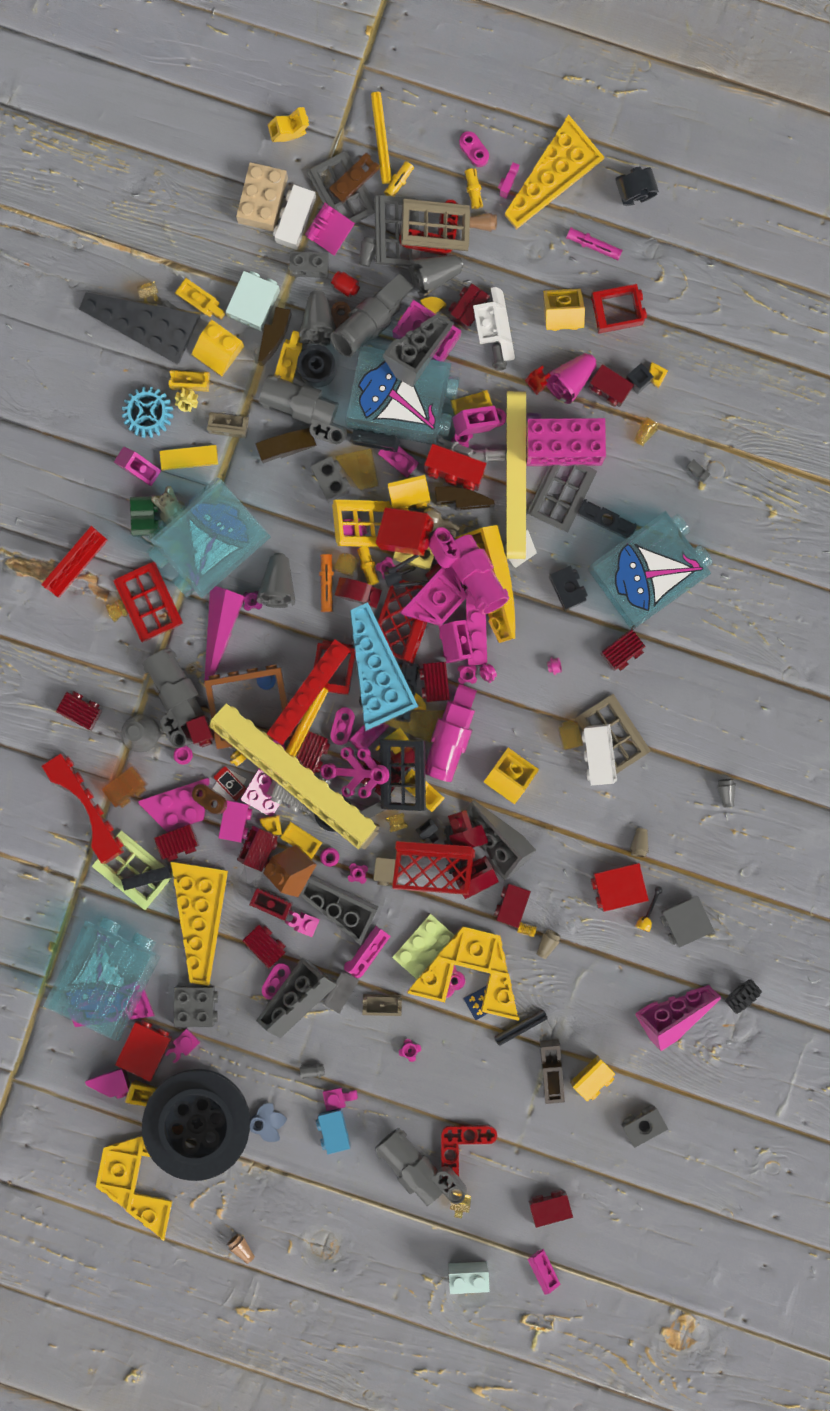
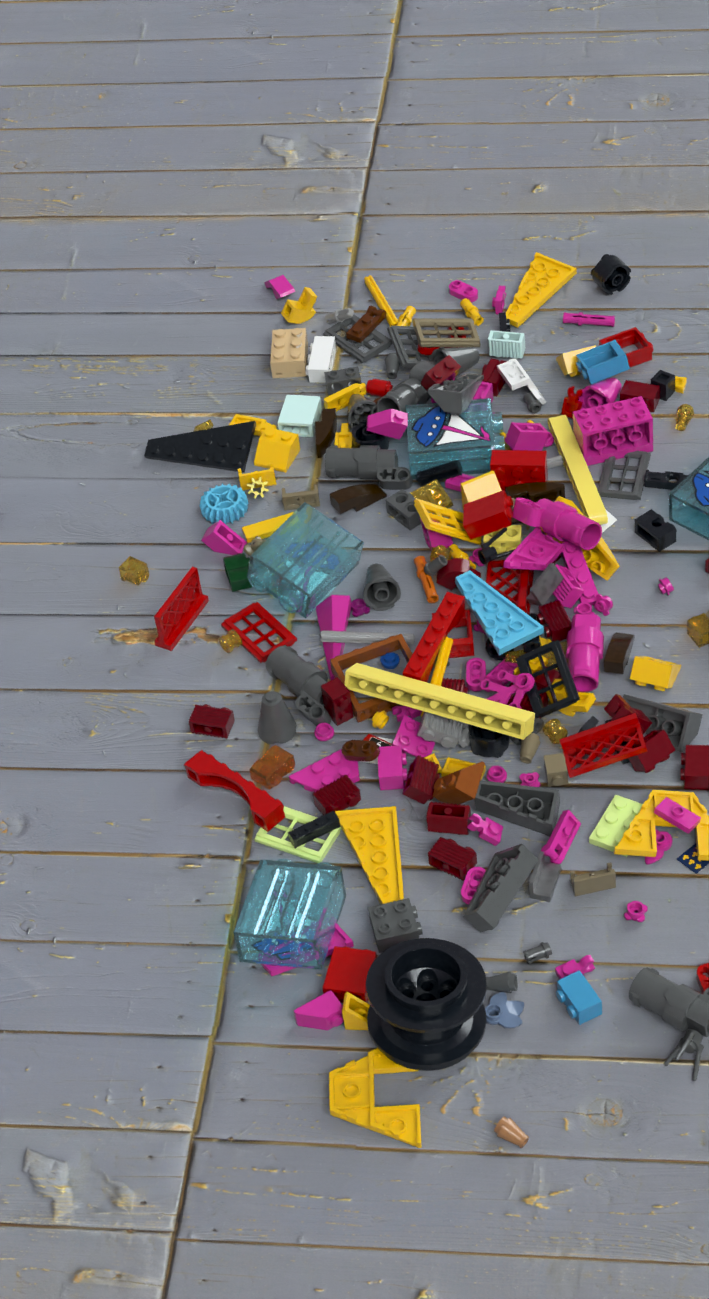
camera: 10 degrees left, 40 degrees down
(33, 481) = (137, 573): none -> clear yellow brick
(249, 651) = (361, 637): none -> light grey axle
(273, 1095) = (503, 982): none -> dark grey cone
(275, 78) = (280, 286): none -> dark pink slope
(306, 287) = (341, 398): none -> yellow hinge
(328, 154) = (339, 315): none -> light grey axle
(329, 229) = (354, 356): dark pink hinge -> none
(334, 578) = (432, 567): none -> dark grey pin
(335, 366) = (388, 423): none -> dark pink slope
(407, 312) = (445, 370): none -> dark red brick
(414, 1203) = (689, 1043): none -> dark grey plant
(434, 647) = (545, 585): none -> flat silver panel
(475, 965) = (677, 815): none -> dark pink plate
(484, 222) = (488, 325): medium nougat cone -> none
(485, 739) = (618, 653): none -> dark brown slope
(495, 262) = (506, 344): none -> light aqua brick
(502, 225) = (504, 323): none -> black plate
(579, 324) = (602, 362): none -> dark azure window

